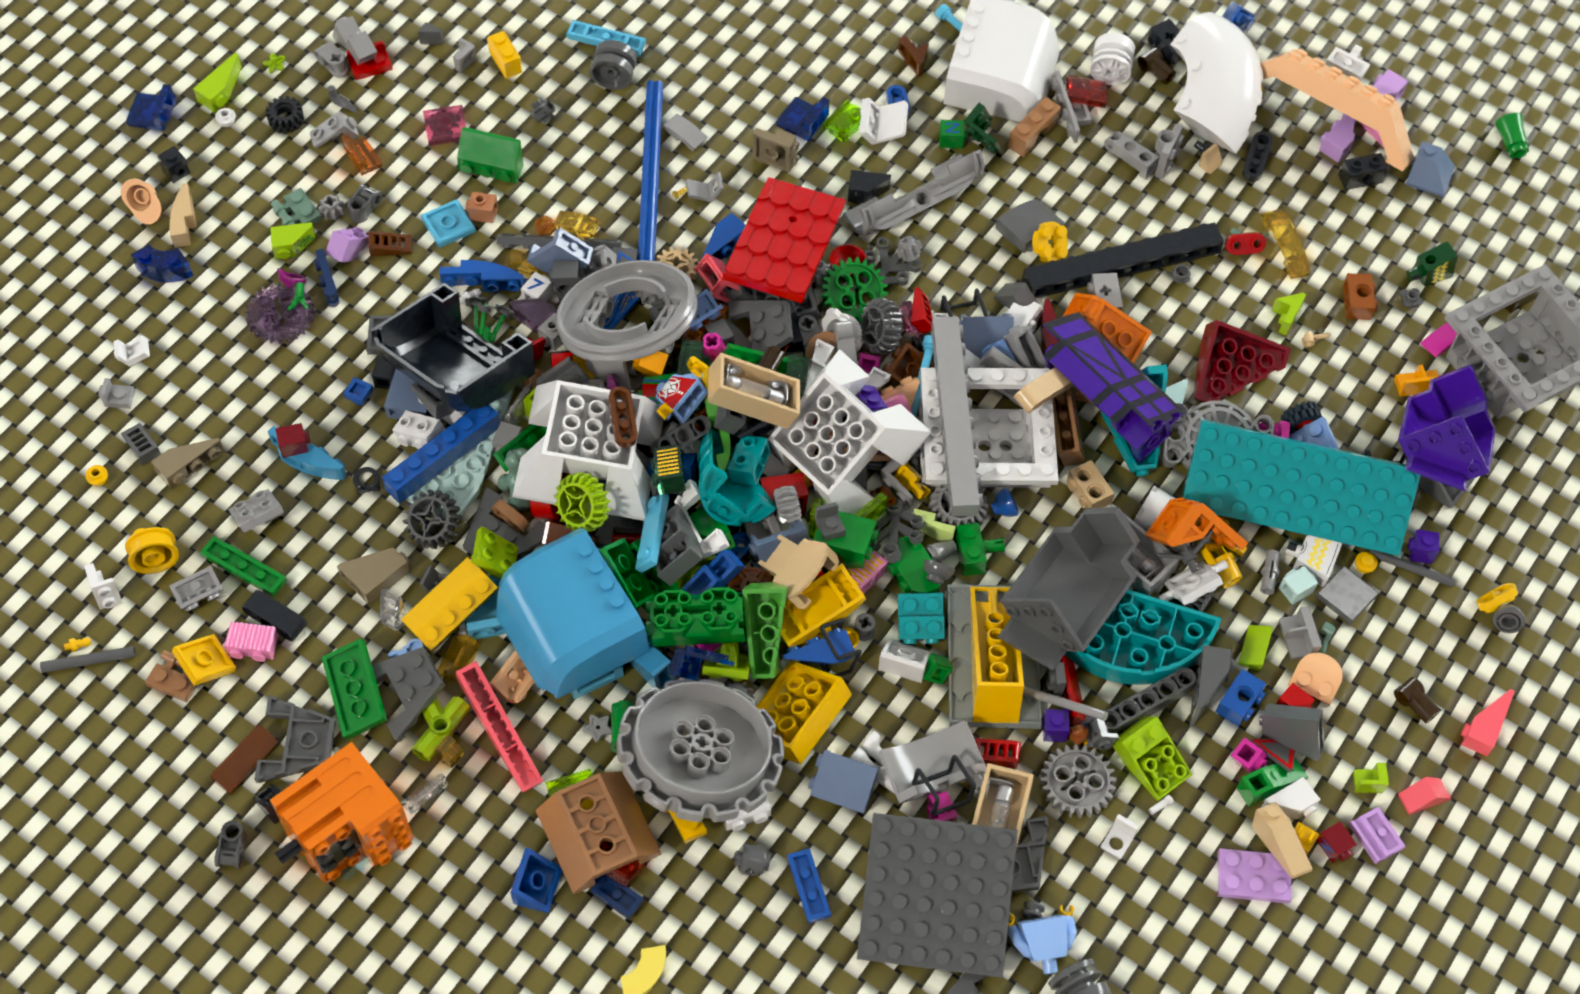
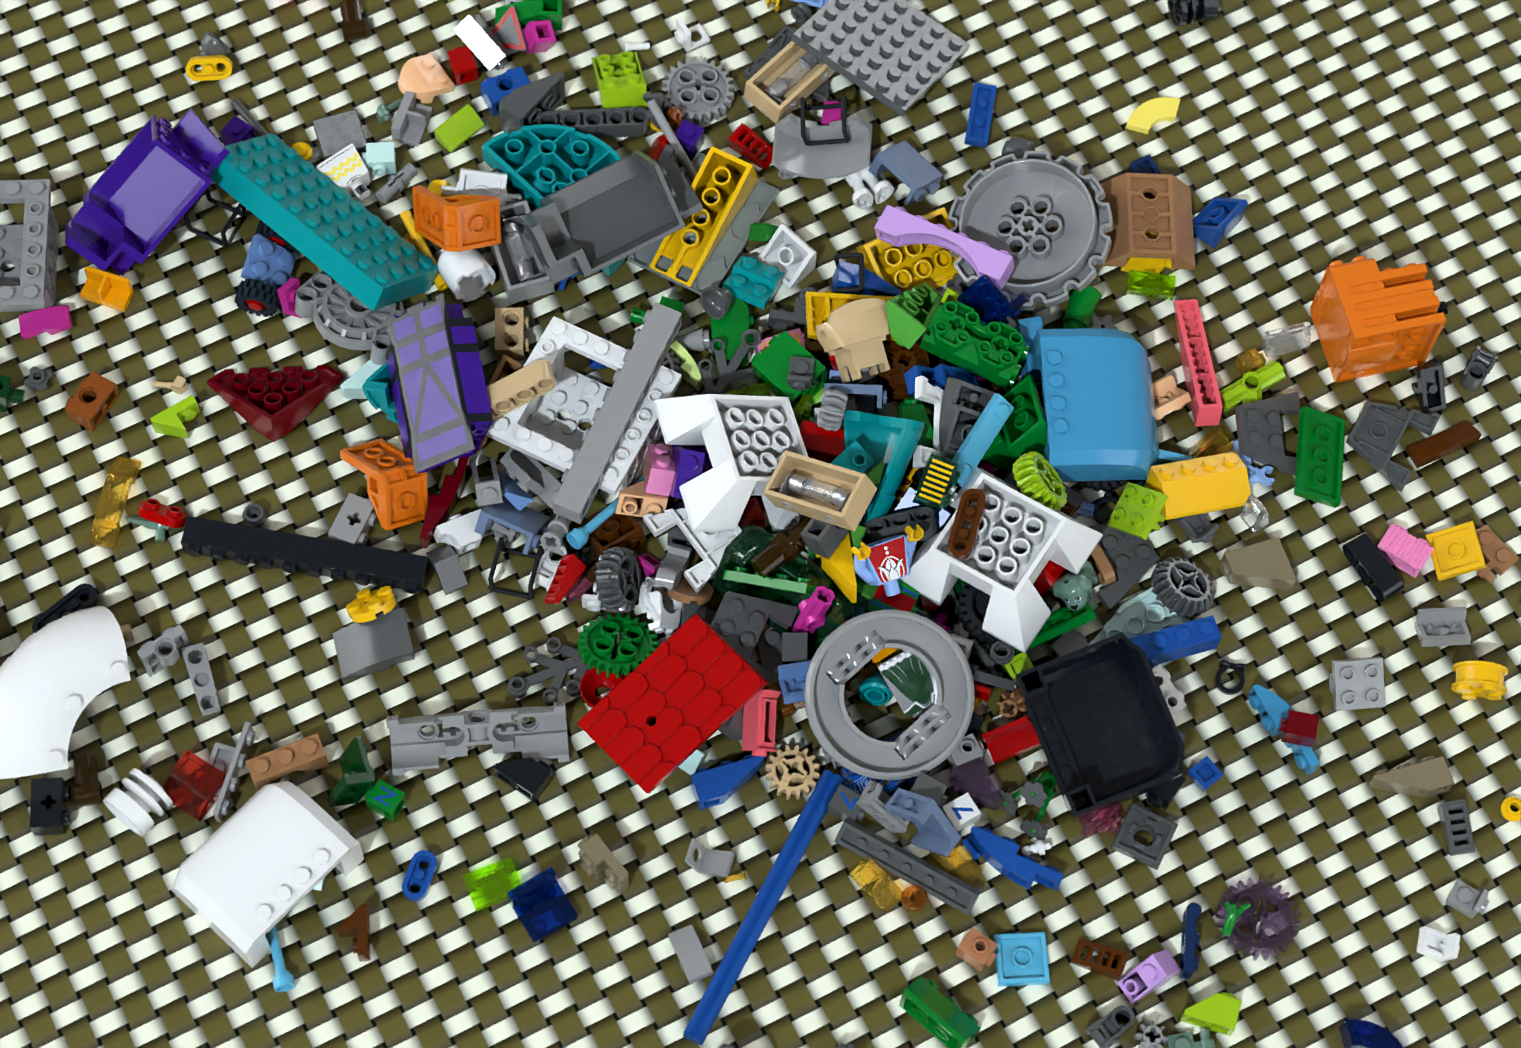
camera: 155 degrees left, 5 degrees up
(243, 566) = (1388, 635): green plate -> none
(286, 278) = (1237, 947): magenta piece -> none
(721, 682) = (904, 229): none -> lavender arch
(874, 601) = (784, 320): none -> dark grey slope
(883, 122) = (455, 846): white bracket -> none
(909, 248) = (534, 670): light grey gear -> none

